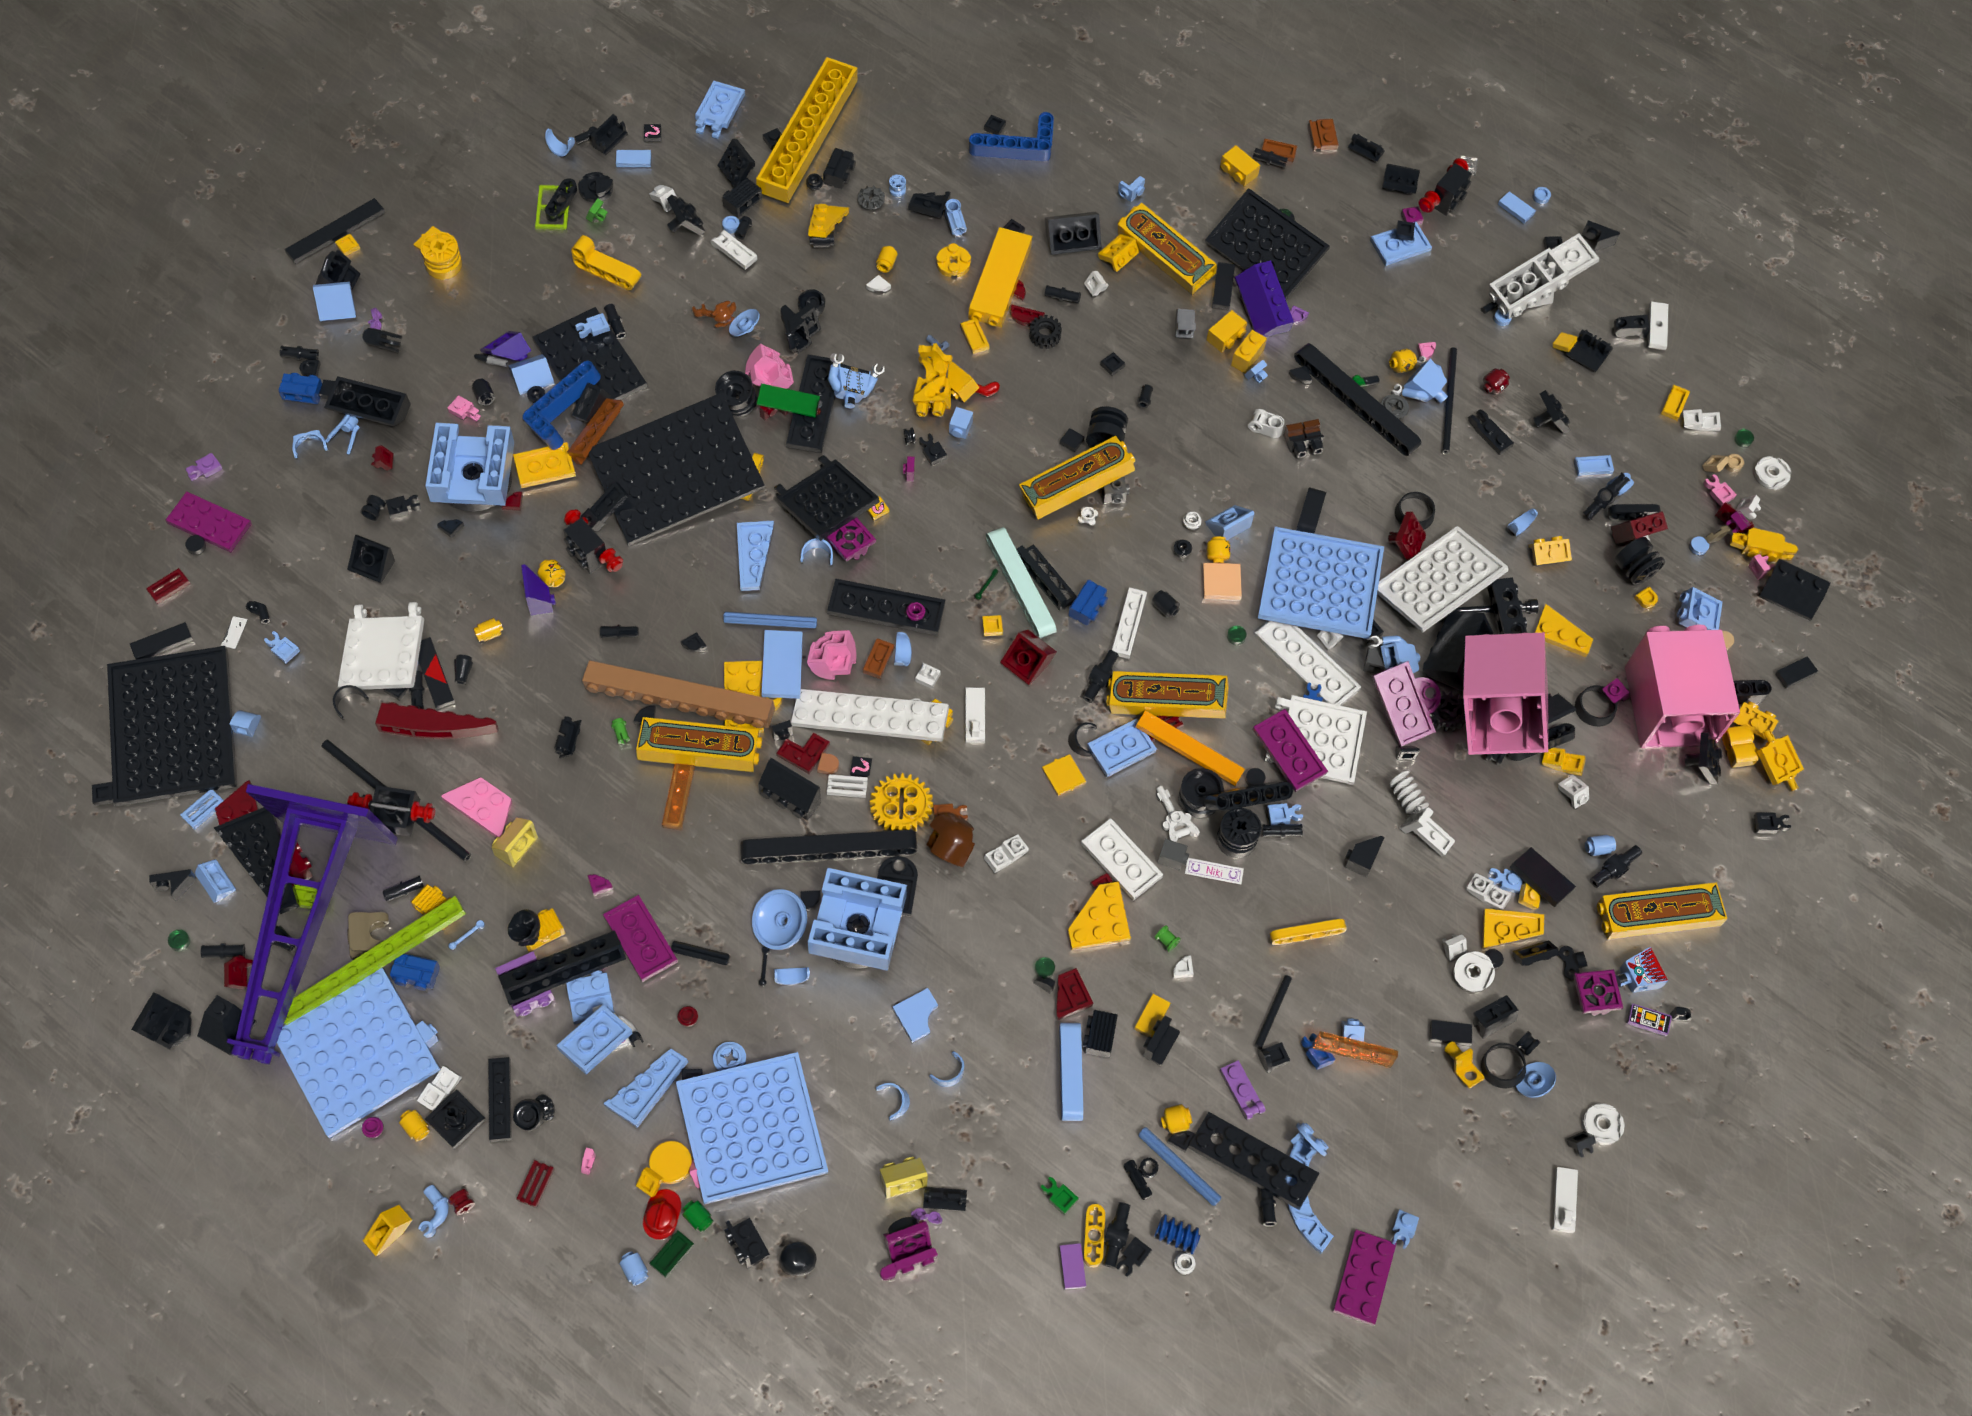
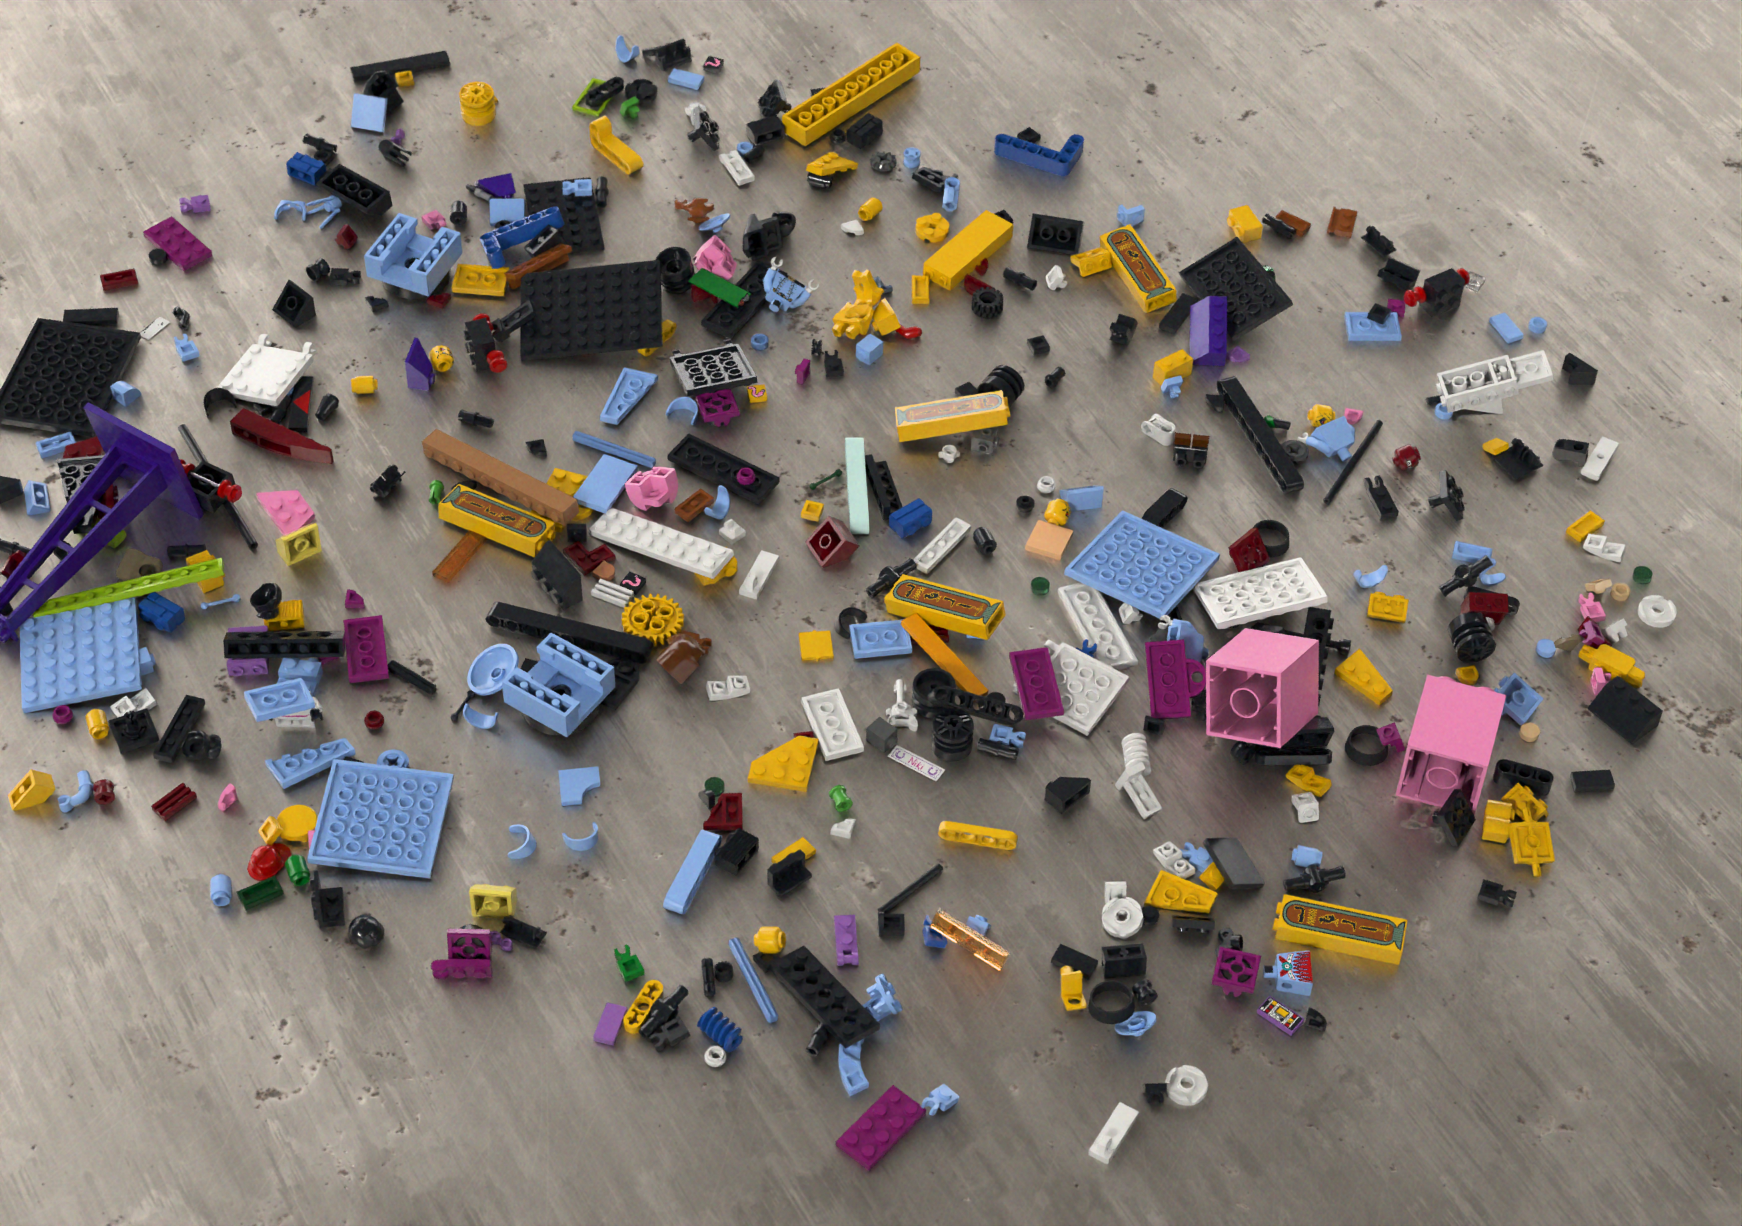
camera: 25 degrees right, 15 degrees down
(718, 107) = (781, 60): light blue tile -> none
(850, 447) = (759, 342): none -> medium blue tile
(1227, 331) = (1159, 346): yellow brick -> none

